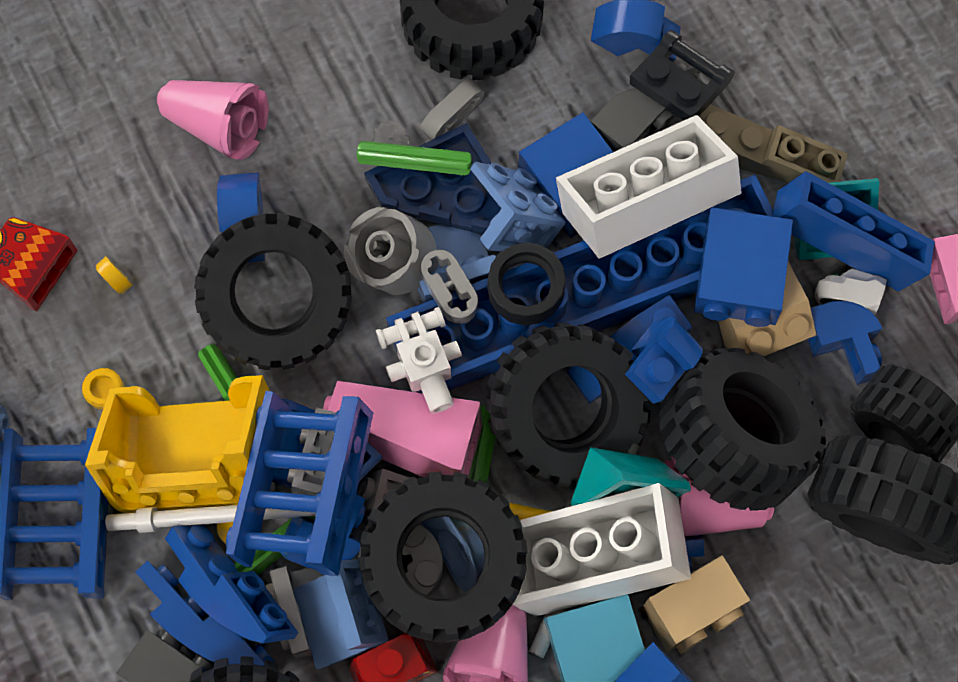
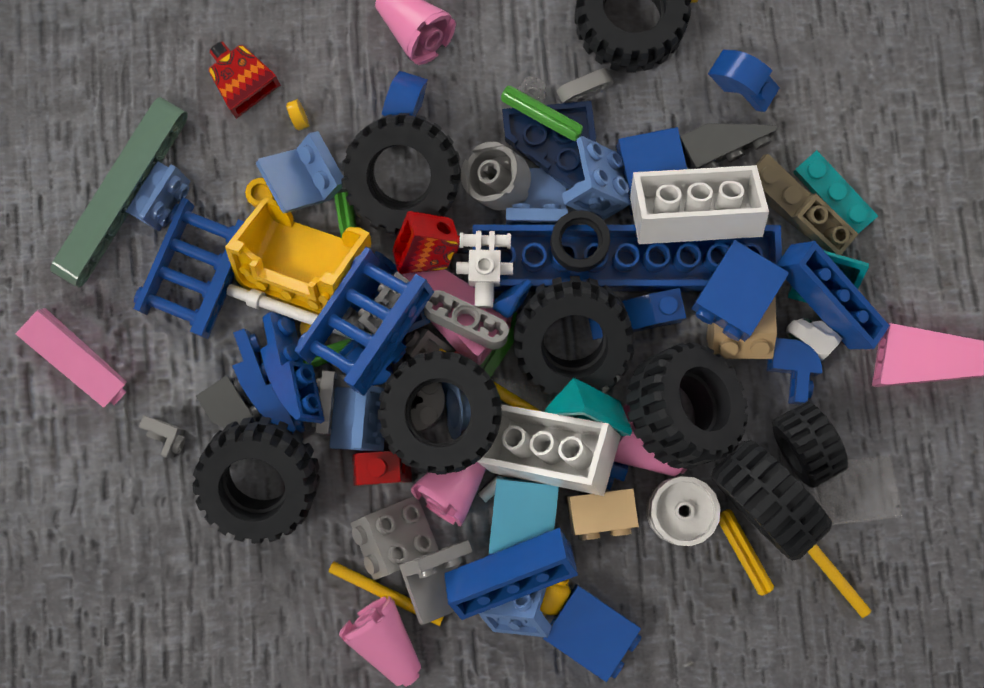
camera: 25 degrees right, 10 degrees up
(150, 343) = (302, 174): none -> medium blue bracket
(338, 361) = (426, 243): none -> red torso
(437, 445) = (470, 332): none -> light grey beam
(441, 291) = (533, 220): light grey beam -> none
(472, 386) = (512, 299): none -> blue slope
(662, 358) = (654, 332): blue brick -> none
(675, 87) = (751, 133): black plate -> none
(775, 107) = (833, 189): none -> teal plate
(811, 547) = (701, 505): none -> white wheel
(889, 585) = (745, 553): none -> yellow axle

